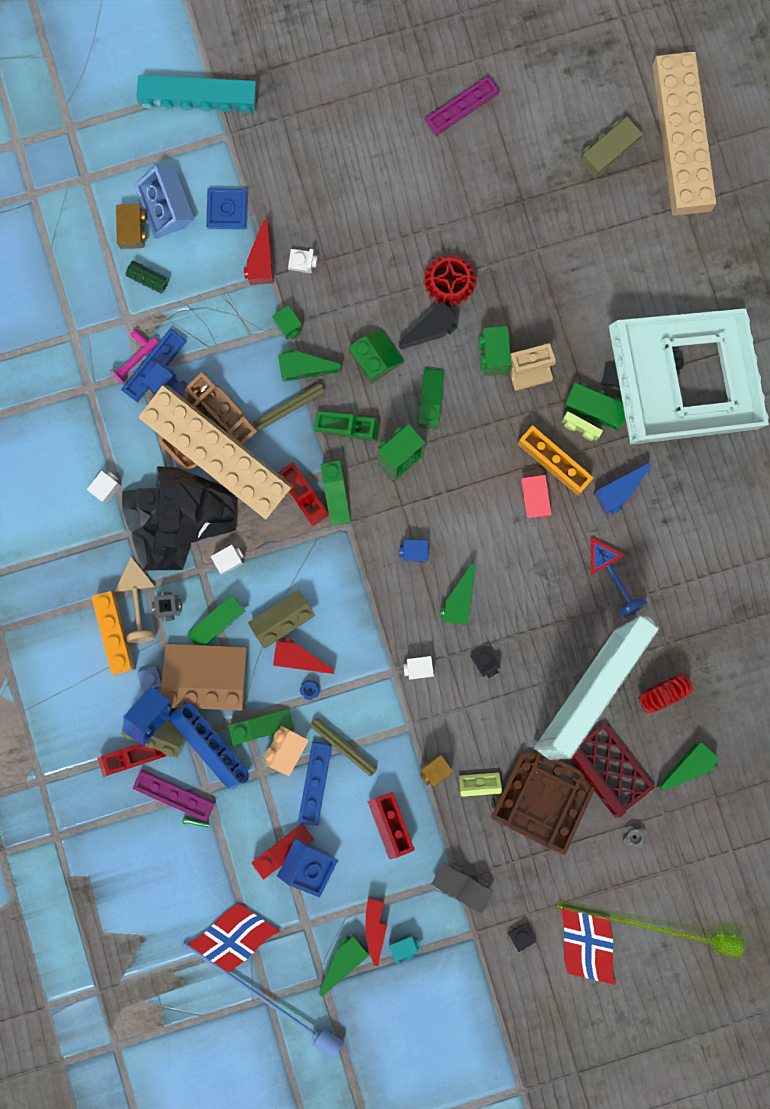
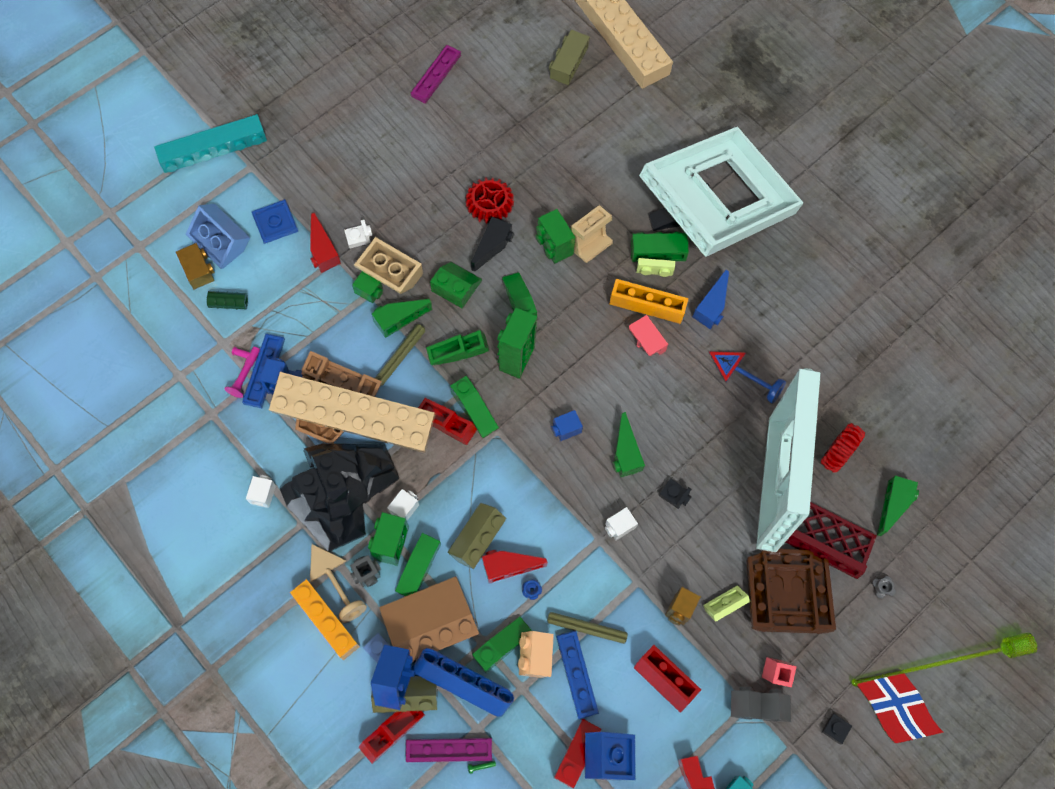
camera: 30 degrees left, 15 degrees down
(199, 586) = (389, 538): none -> green brick
(315, 312) = (390, 266): none -> tan slope
(493, 866) = (779, 672): none -> coral brick

